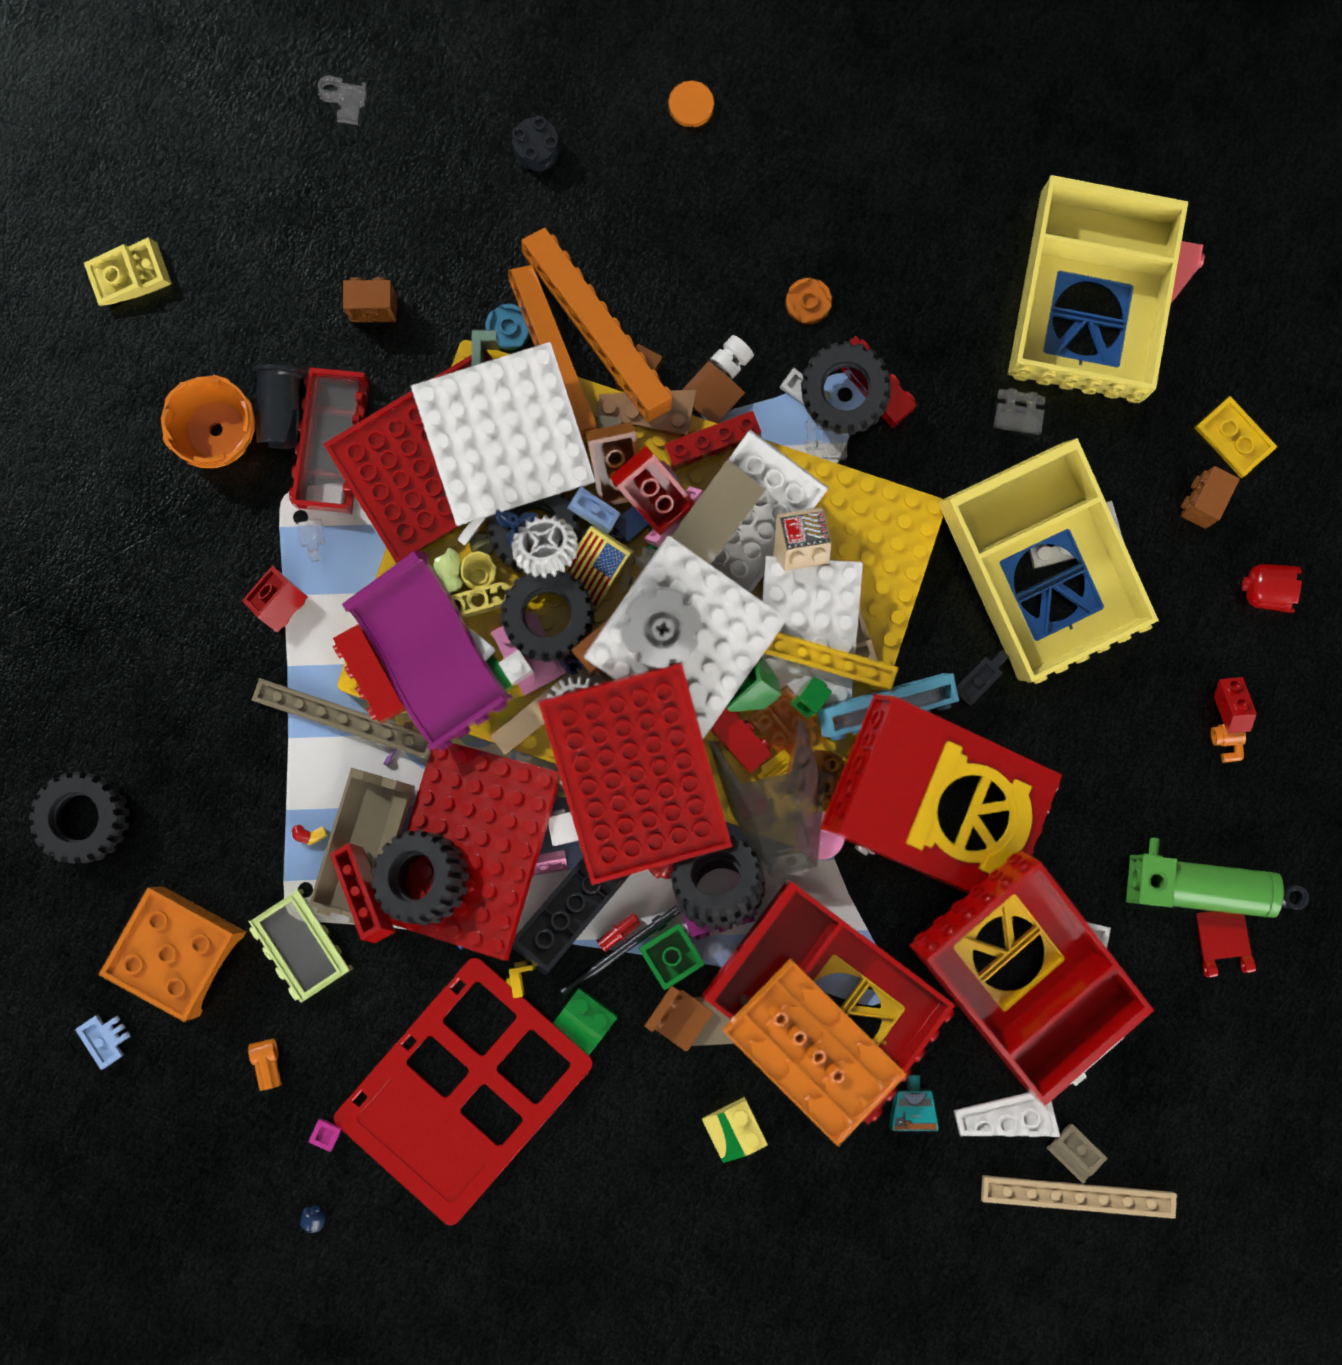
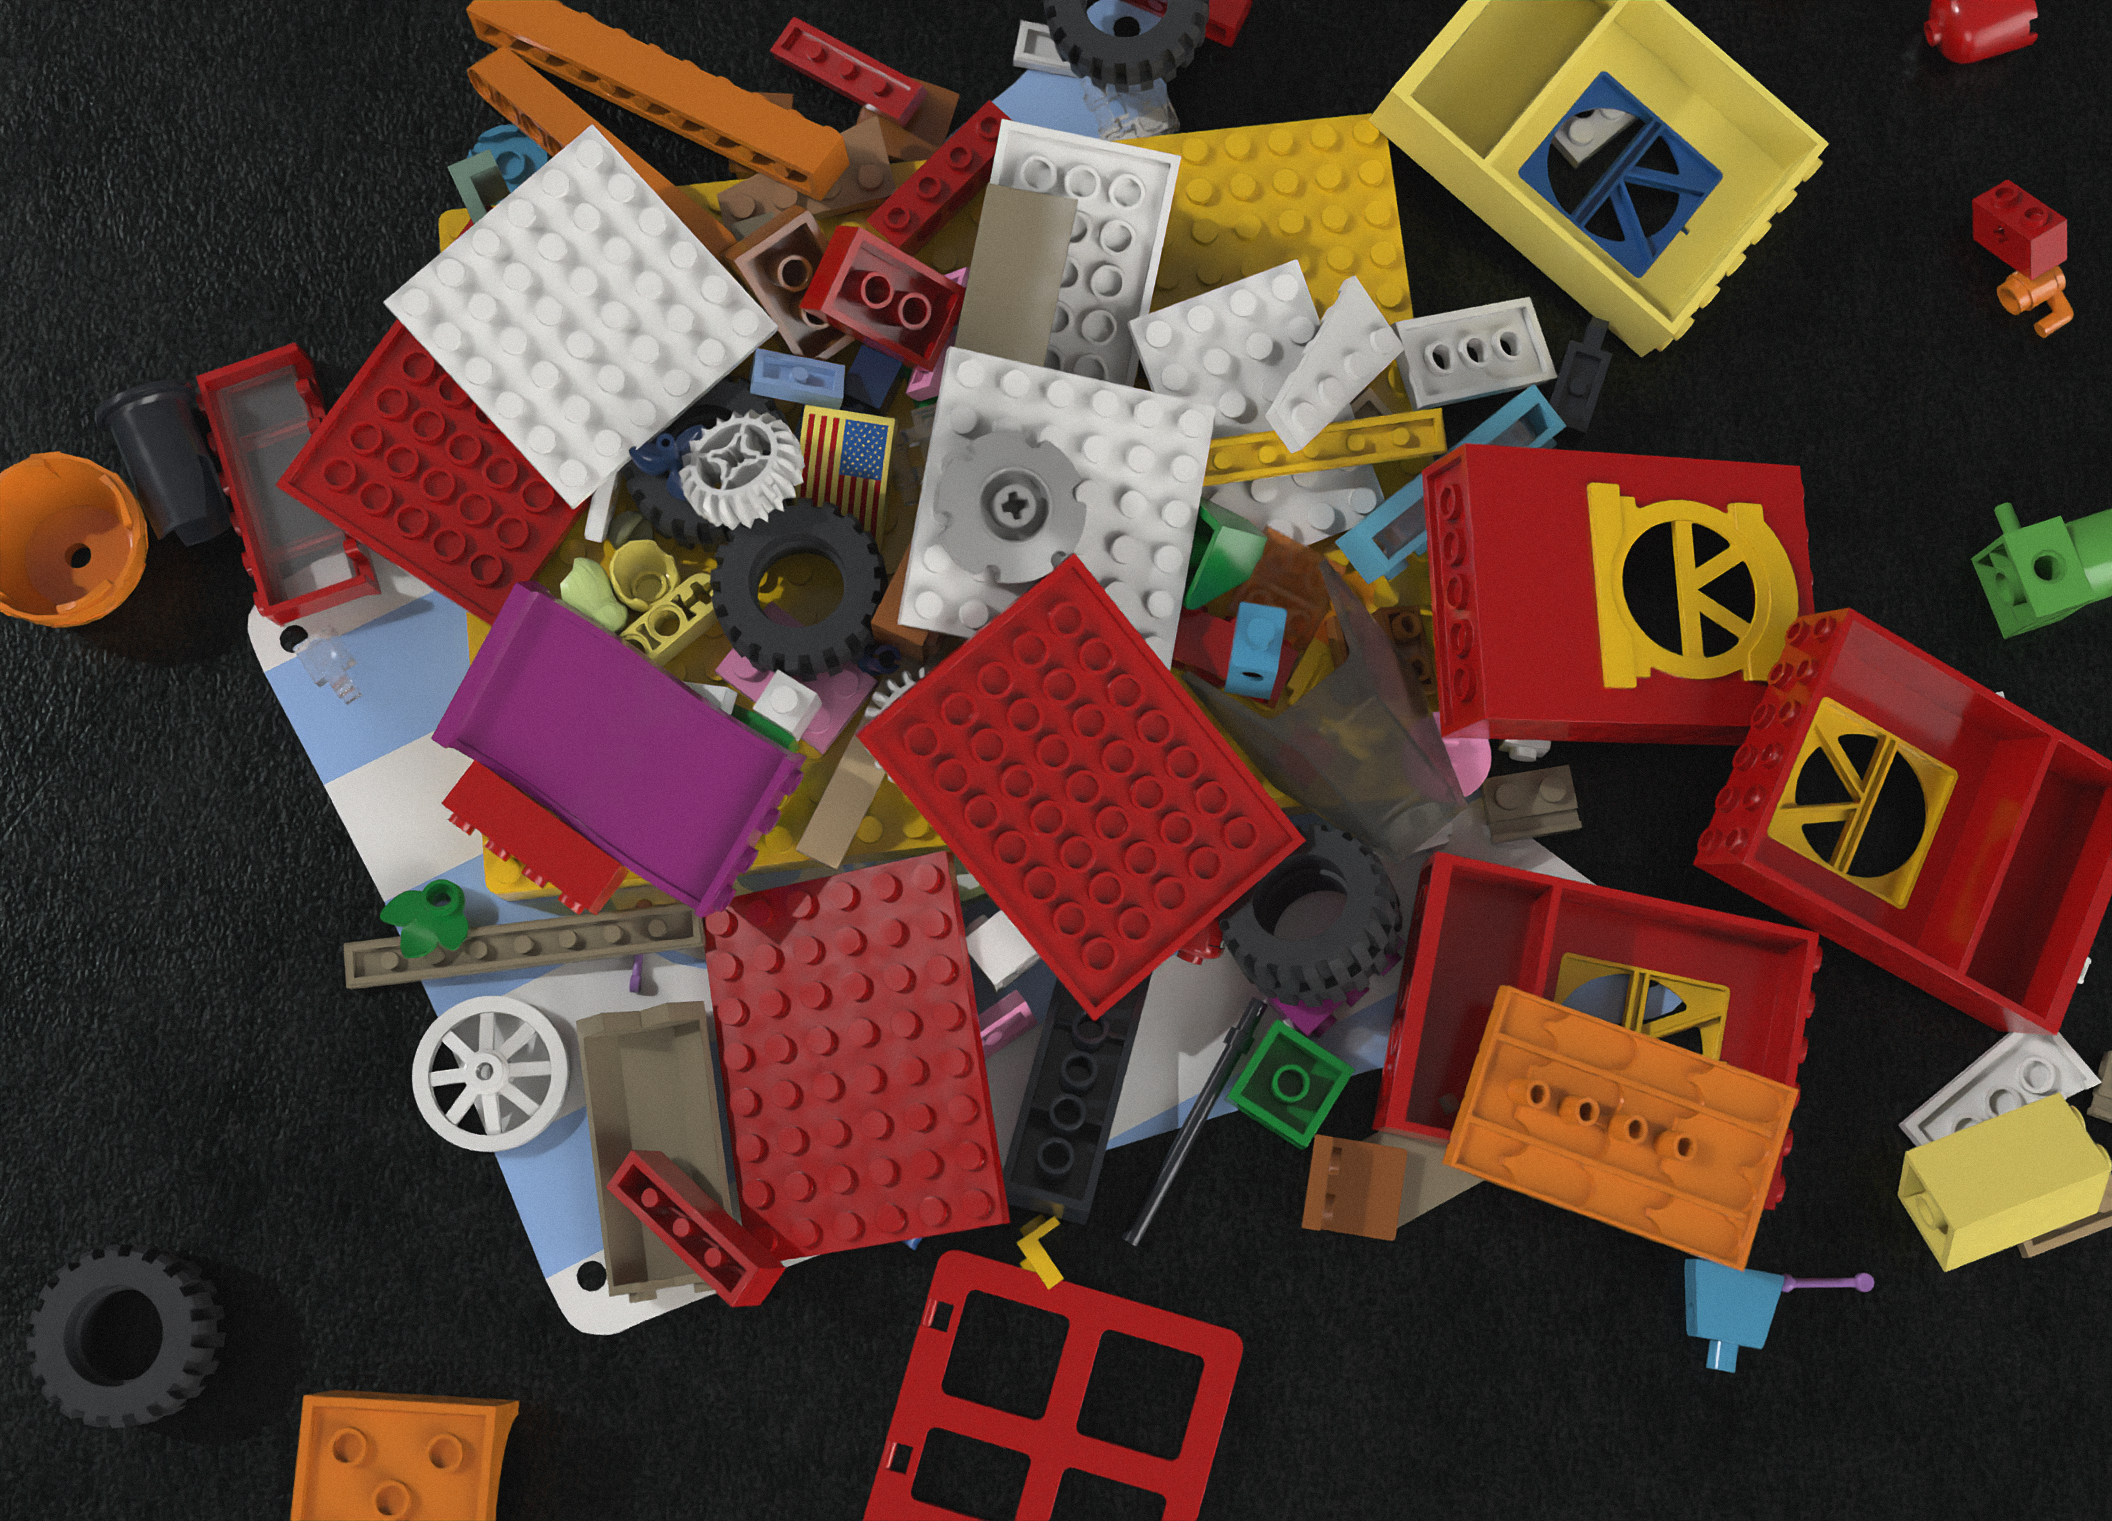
camera: 20 degrees left, 5 degrees down
(275, 599) = (311, 794): red slope -> none
(299, 946) = (626, 1379): window -> none
(301, 687) = (425, 923): none -> green plate
(307, 772) = (501, 1080): none -> white wheel
(307, 837) = (553, 1180): arm -> none
(370, 300) = (251, 220): dark orange brick -> none
(393, 870) = (732, 1160): black tyre -> none
(585, 1020) = (1192, 1270): green slope -> none
(619, 932) = (1177, 1089): red axle -> none
(695, 357) = (849, 72): none -> red plate
(734, 354) = (912, 41): white wheel -> none
(734, 1131) = (1545, 1340): light yellow slope -> none
(750, 745) = (1255, 650): none -> dark azure torso
(802, 539) = (1177, 263): slope -> none
(811, 697) = (1318, 523): green brick -> none
(828, 1159) = (1729, 1308): none -> dark azure torso
(853, 875) = (1530, 804): none -> dark tan plate
(856, 624) = (1335, 366): none -> white wing
(899, 1175) = (1862, 1282): none -> medium lavender hinge
(913, 1108) = (1831, 1152): teal torso -> none
(921, 653) = (1480, 329): none -> white plate
(986, 1161) = (2004, 1181): none -> light yellow brick

